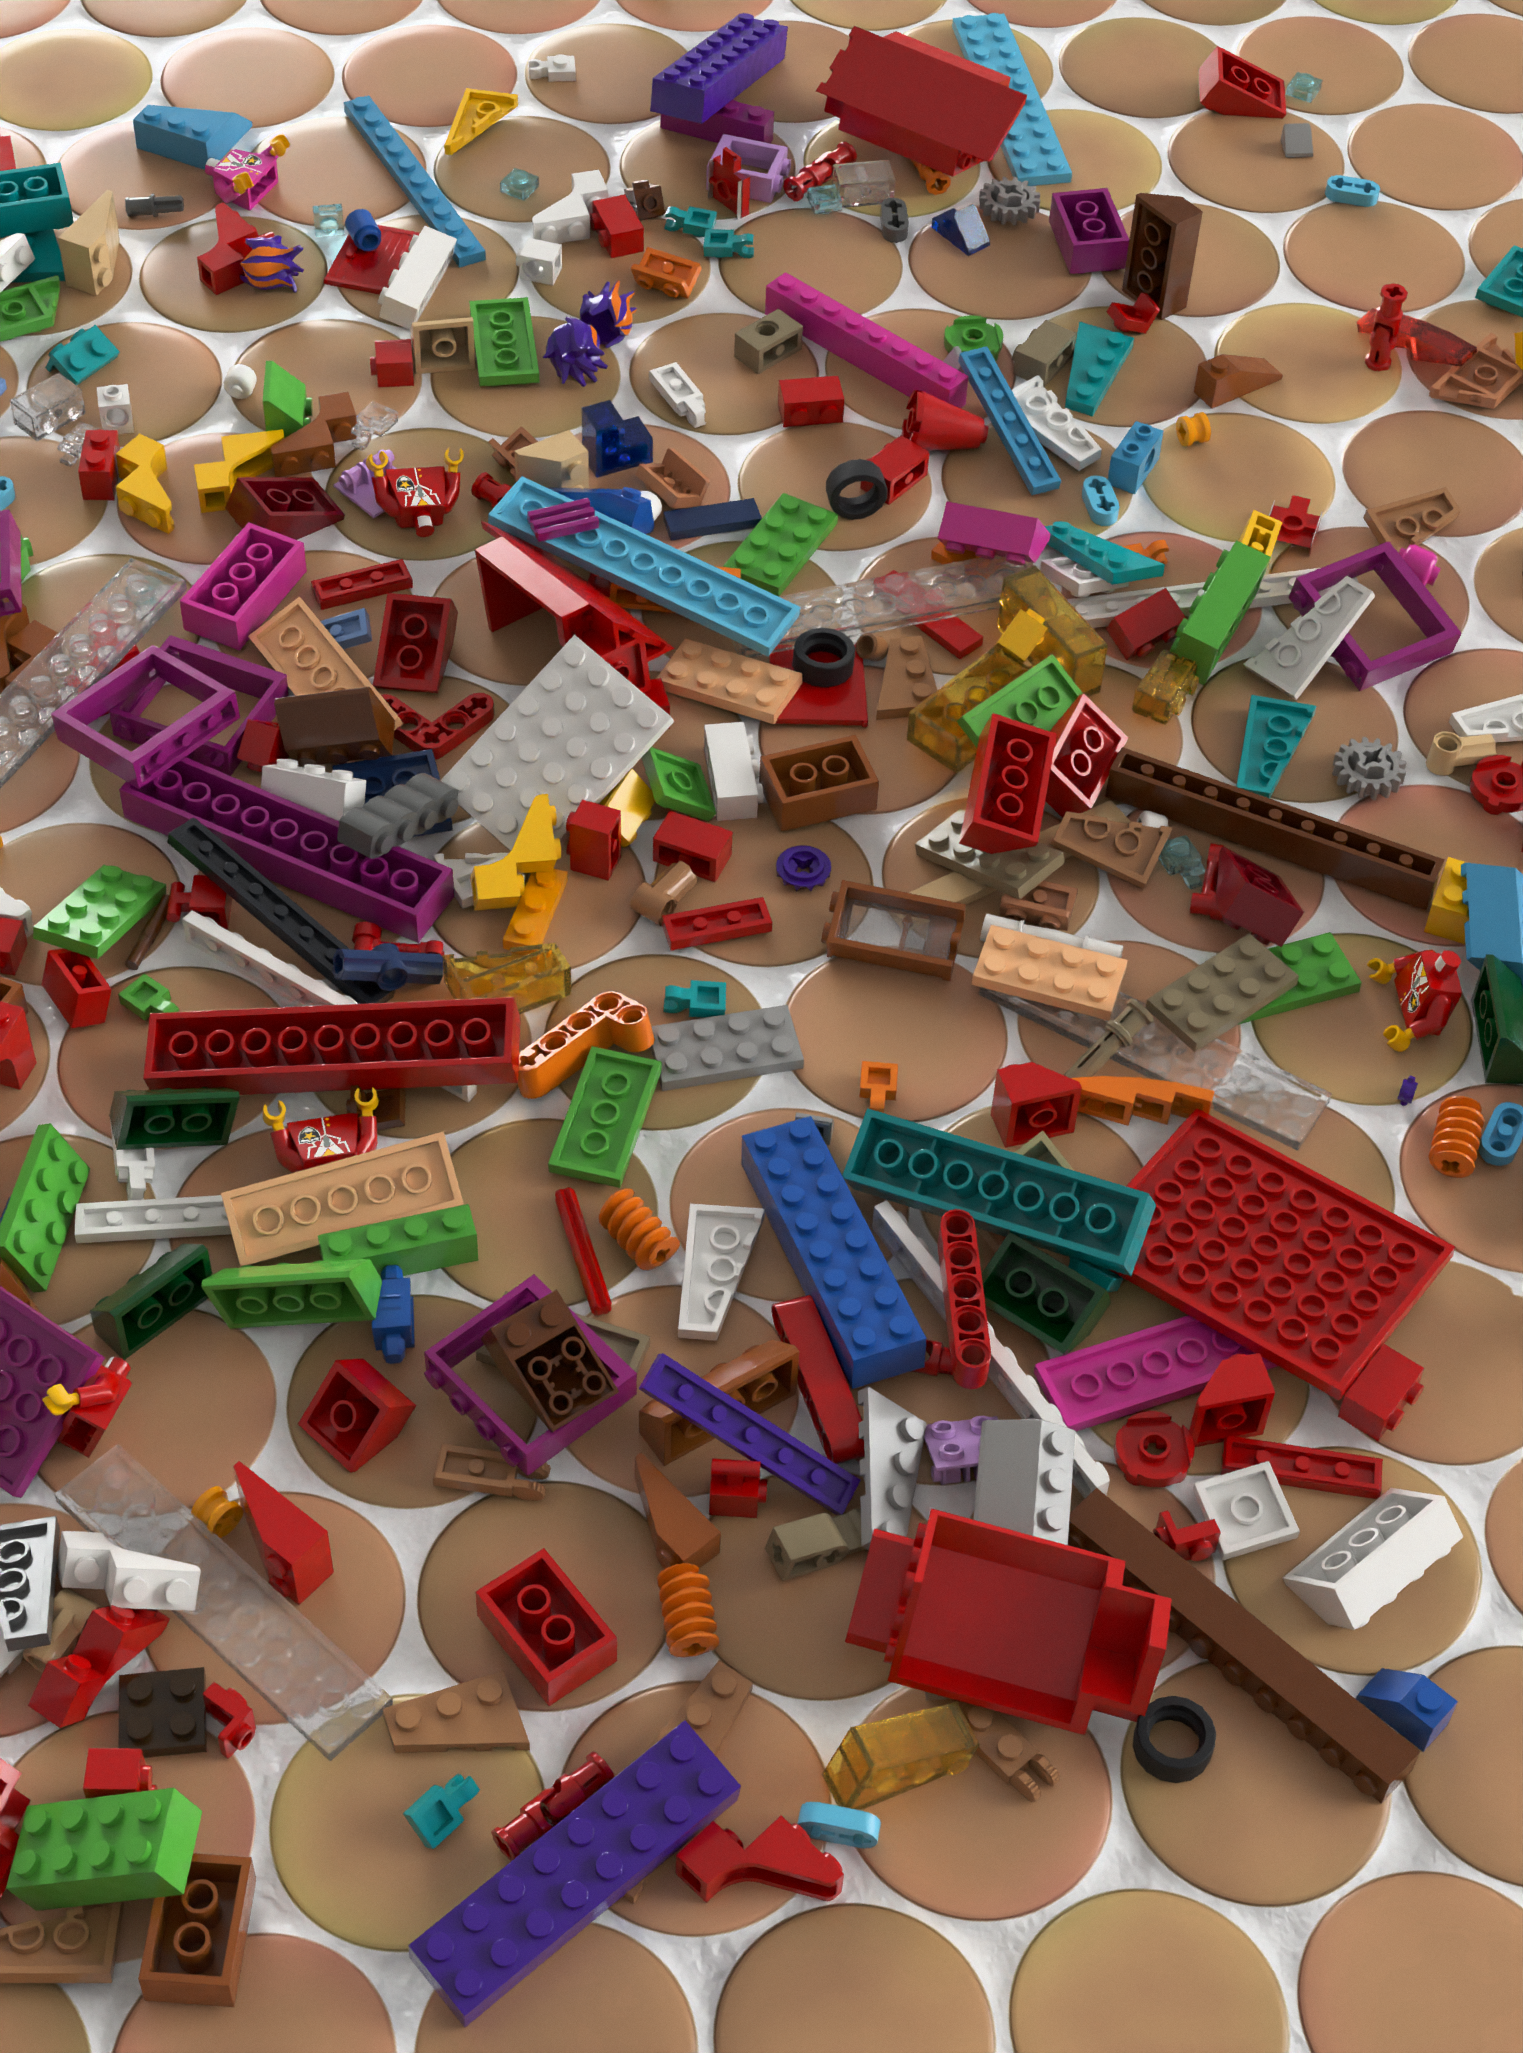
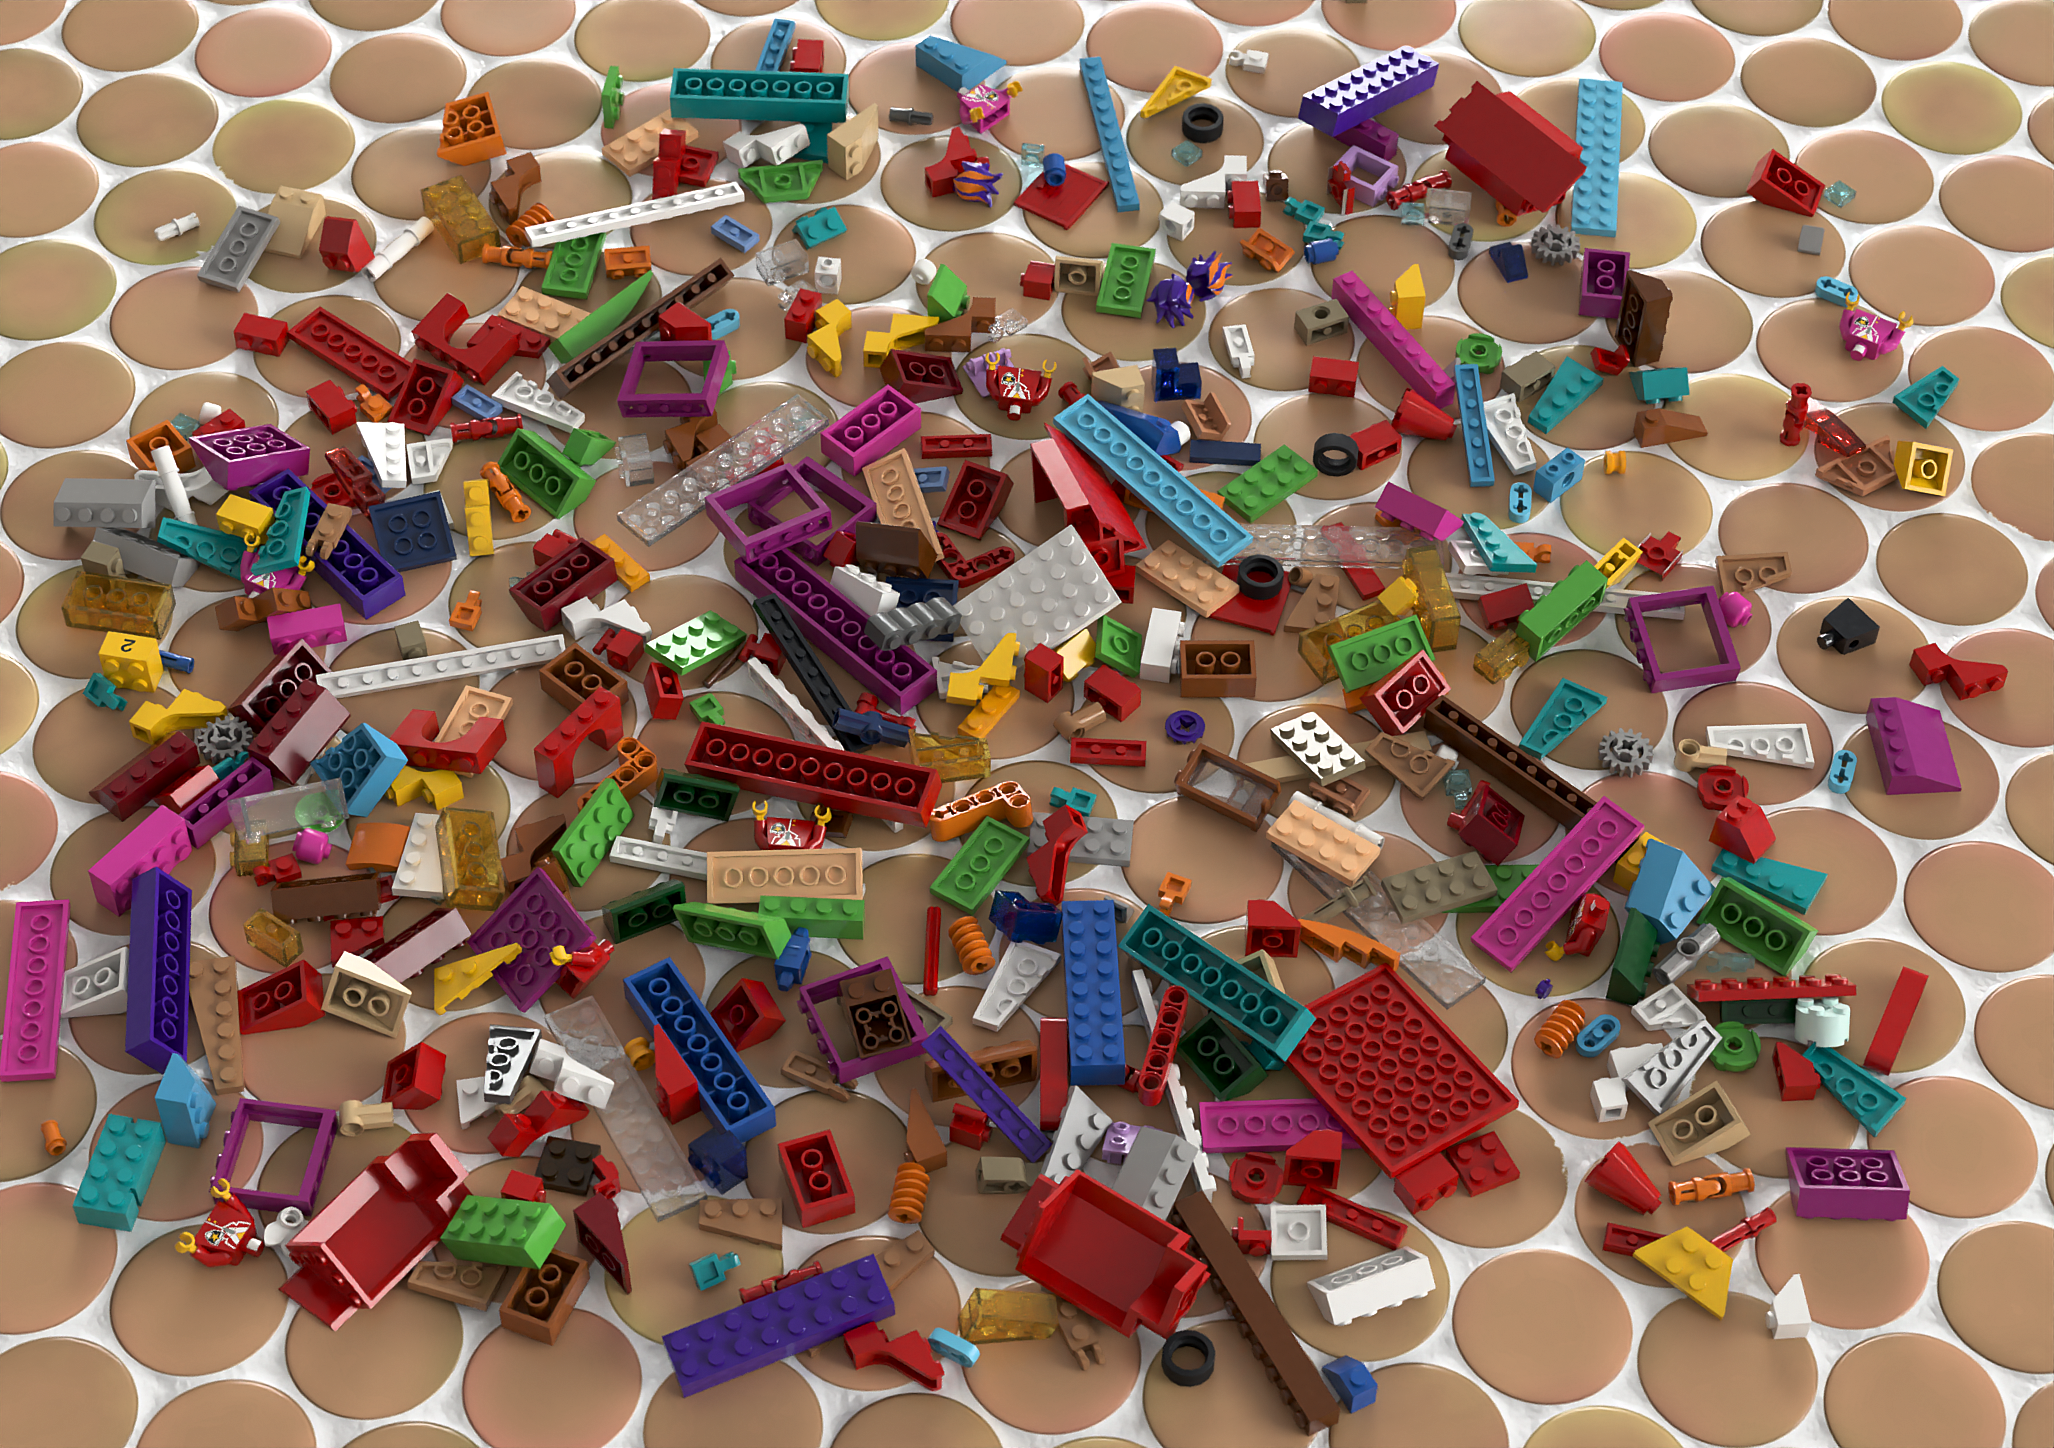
camera: 20 degrees right, 0 degrees up
(73, 1109) = (636, 770): none -> orange beam
(259, 1809) = (602, 1237): none -> dark red slope
(371, 1531) = (725, 1085): none -> blue brick
(392, 1638) = (719, 1159): none -> clear blue brick
(417, 277) = (1080, 215): white brick -> none
(526, 158) = (1205, 112): none -> black tyre
(561, 515) = (1104, 430): magenta tile -> none
(698, 1173) = (1025, 919): none -> clear blue brick
(701, 1087) = (1050, 861): none -> red arch
(732, 261) = (1321, 251): none -> blue brick
(869, 288) = (1408, 299): none -> yellow slope
(1008, 786) = (1341, 704): red slope -> none
(1204, 329) = (1660, 383): none -> teal slope
(1309, 642) = (1613, 653): white wing -> none
(1371, 951) = (1557, 883): none -> dark pink plate
(1415, 227) = (1869, 334): none -> dark pink torso
(1440, 1344) = (1482, 1163): none -> red plate

